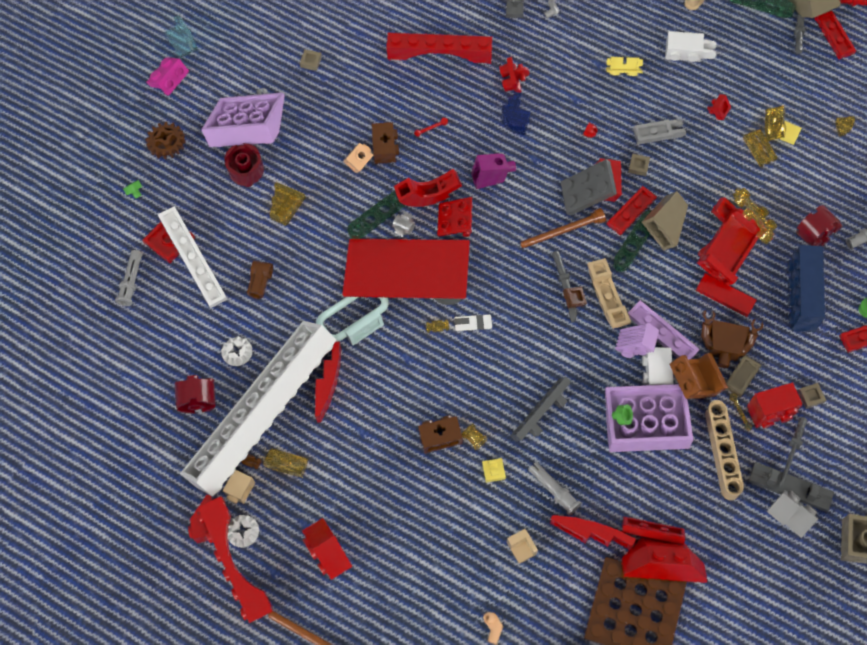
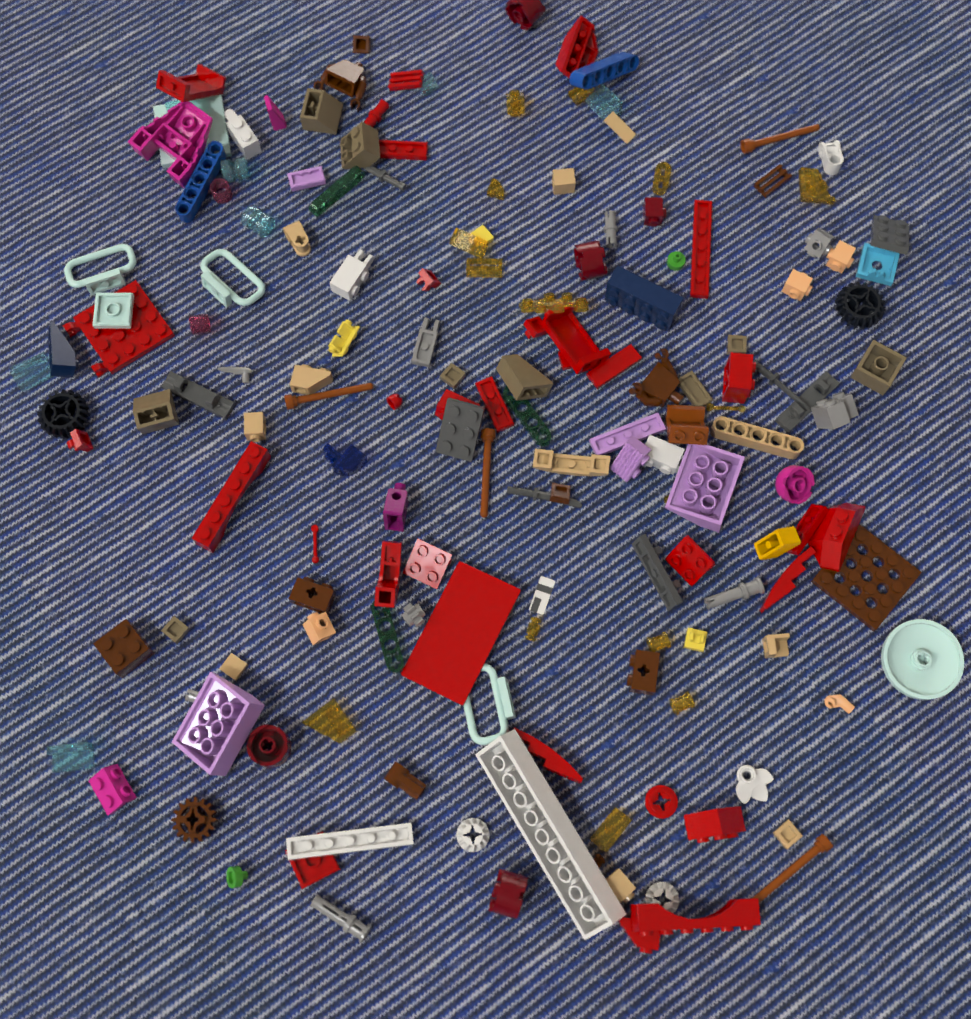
camera: 70 degrees left, 5 degrees up
(279, 31) = (124, 648): none -> reddish brown brick
(299, 114) = (233, 667): none -> tan tile
(330, 487) = (665, 793): none -> red gear
(346, 623) = (787, 834): none -> tan tile
(377, 575) = (754, 786): none -> white plate
(426, 479) = (681, 703): none -> clear yellow bush
(509, 37) = (255, 426): none -> tan brick
(515, 73) = (307, 446): red hips -> none
(546, 54) = (292, 401): none -> dark orange piece
(568, 434) = (690, 560): none -> red bracket
(572, 58) = (309, 380): none -> tan slope
(622, 504) = (777, 543): none -> yellow brick
(623, 414) = (702, 503): bright green tile -> none
(692, 501) = (794, 484): none -> dark pink cylinder

